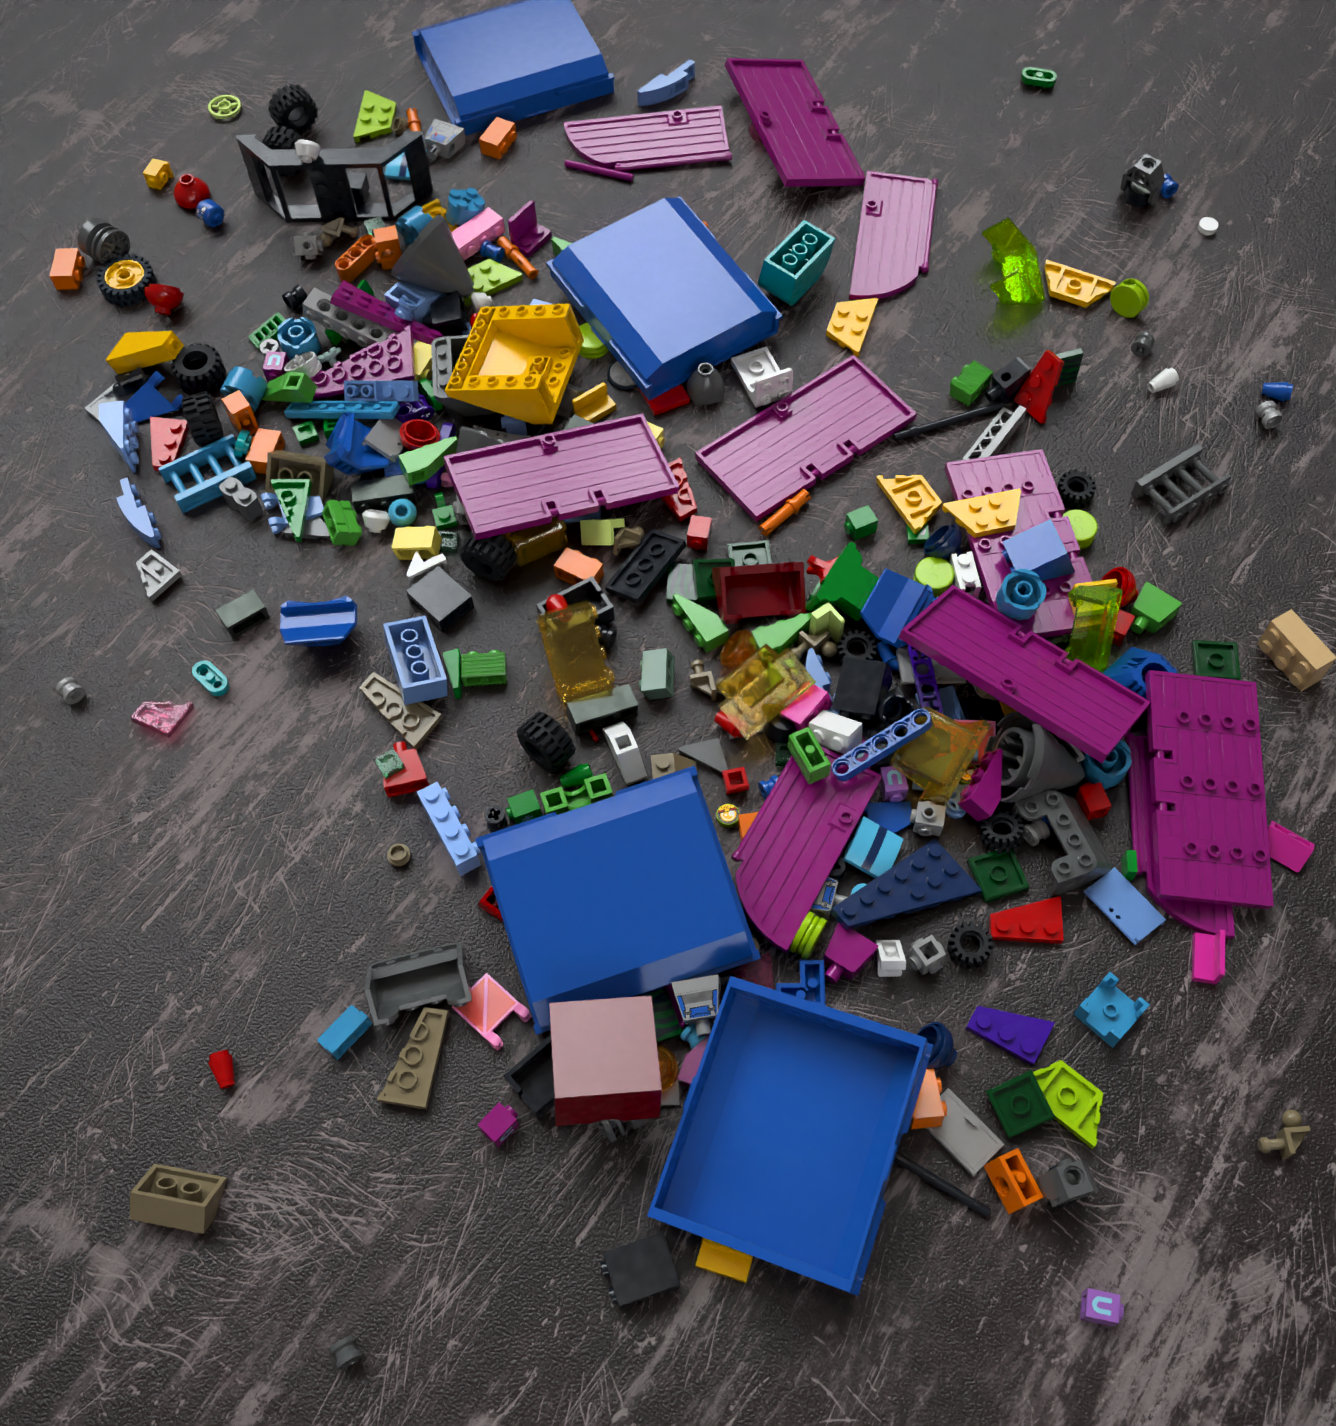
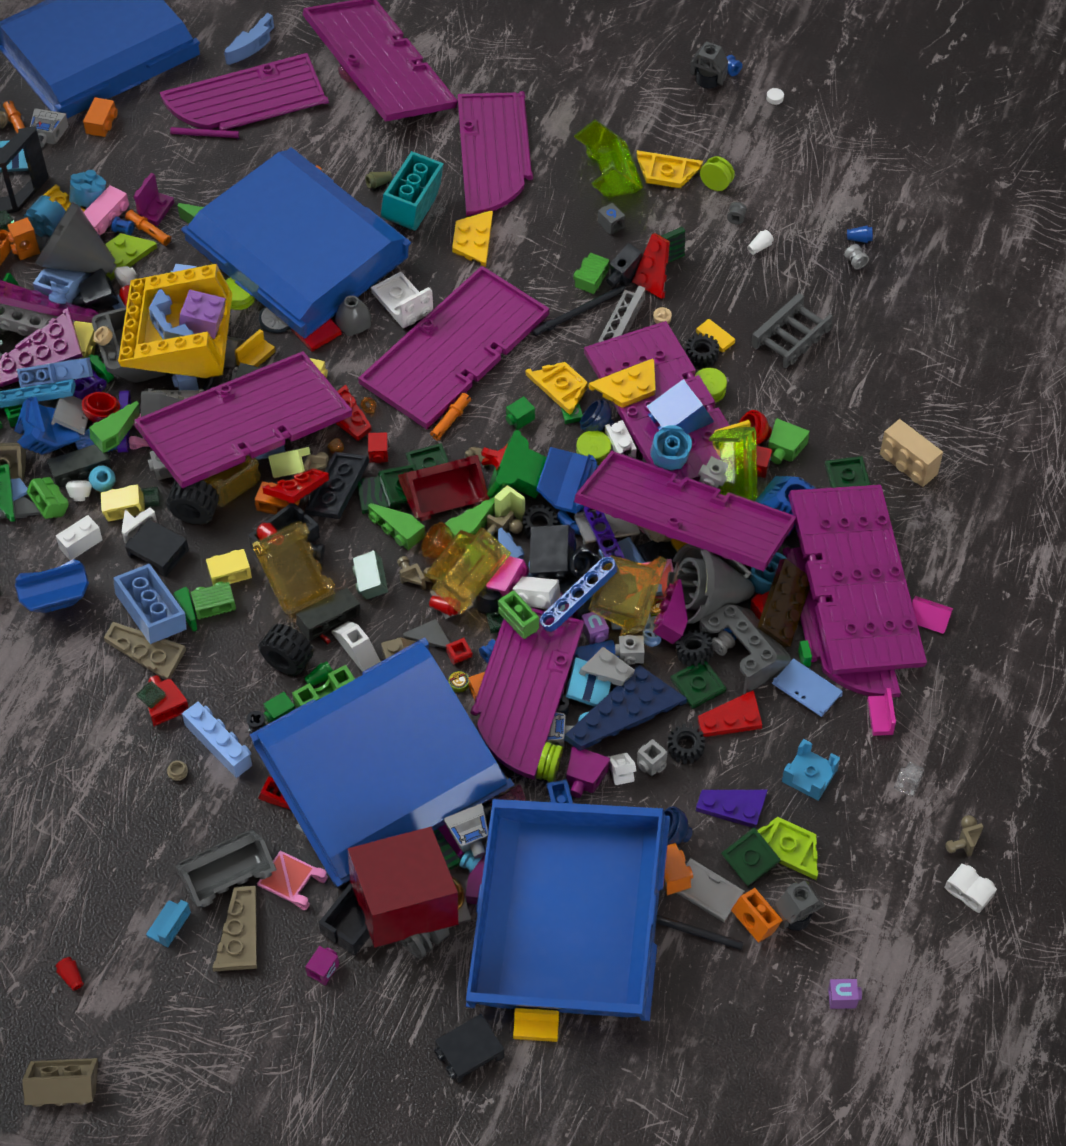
camera: 15 degrees left, 5 degrees down
(362, 572) = (79, 537): none -> white brick
(437, 360) = (103, 335): none -> tan tile
(443, 515) = (139, 474): green plate -> none
(503, 341) = (158, 310): none -> medium blue slope
(509, 635) = (229, 567): none -> light yellow brick
(544, 354) = (202, 312): none -> medium lavender brick
(602, 561) = (298, 487): none -> red wing
(655, 522) = (336, 445): none -> clear orange hinge
(703, 481) = (372, 403): none -> clear orange hinge
(763, 245) = (376, 179): none -> olive cone
(801, 556) = (475, 451): none -> dark tan arm
(897, 836) = (607, 668): none -> light grey wing
(1003, 327) = (611, 218): none -> dark grey brick
(1038, 441) = (662, 314): none -> tan tile
(1064, 632) = (713, 473): none -> light grey brick
(1090, 466) = (724, 339): none -> yellow tile
(1117, 801) = (784, 603): none -> dark brown plate
(1227, 1047) = (909, 779): none -> clear brick
(1281, 1204) = (970, 887): none -> white brick

